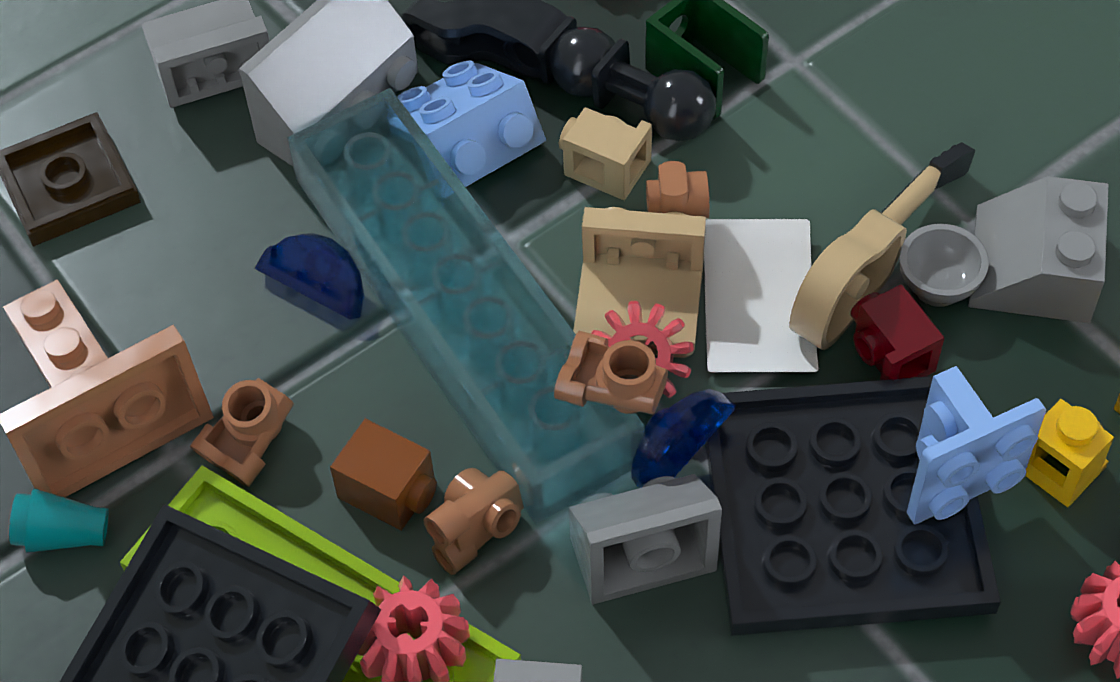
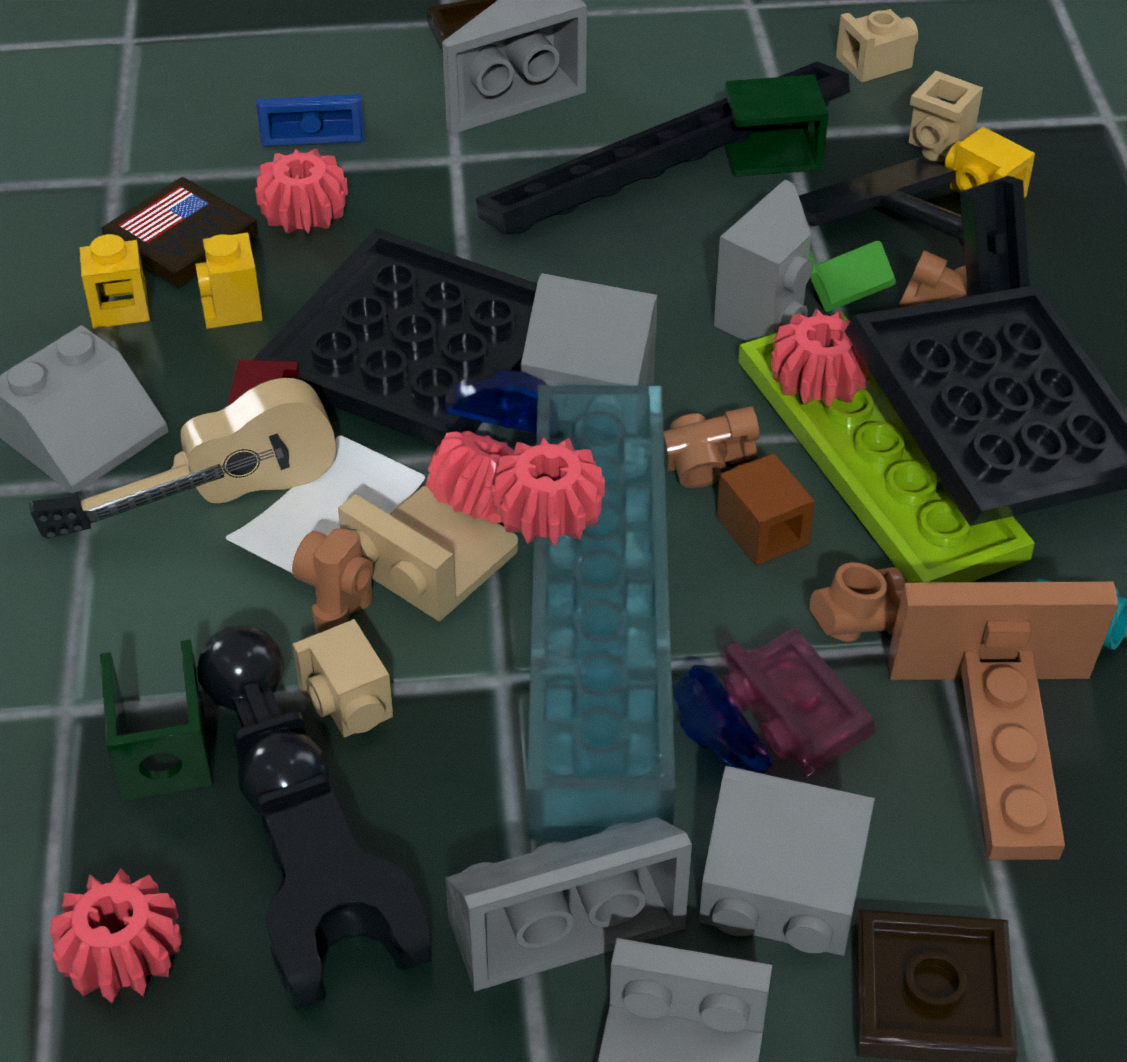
camera: 150 degrees left, 10 degrees down
(195, 172) = (785, 861): none -> light grey slope
(260, 306) = (798, 699): none -> clear pink bracket
(475, 118) = (452, 798): light blue bracket -> none
(533, 282) = (548, 491): none -> coral gear
(612, 375) = (542, 397): nougat plate -> none
(943, 263) = (155, 427): light grey piece -> none
(967, 449) = (324, 249): light blue bracket -> none

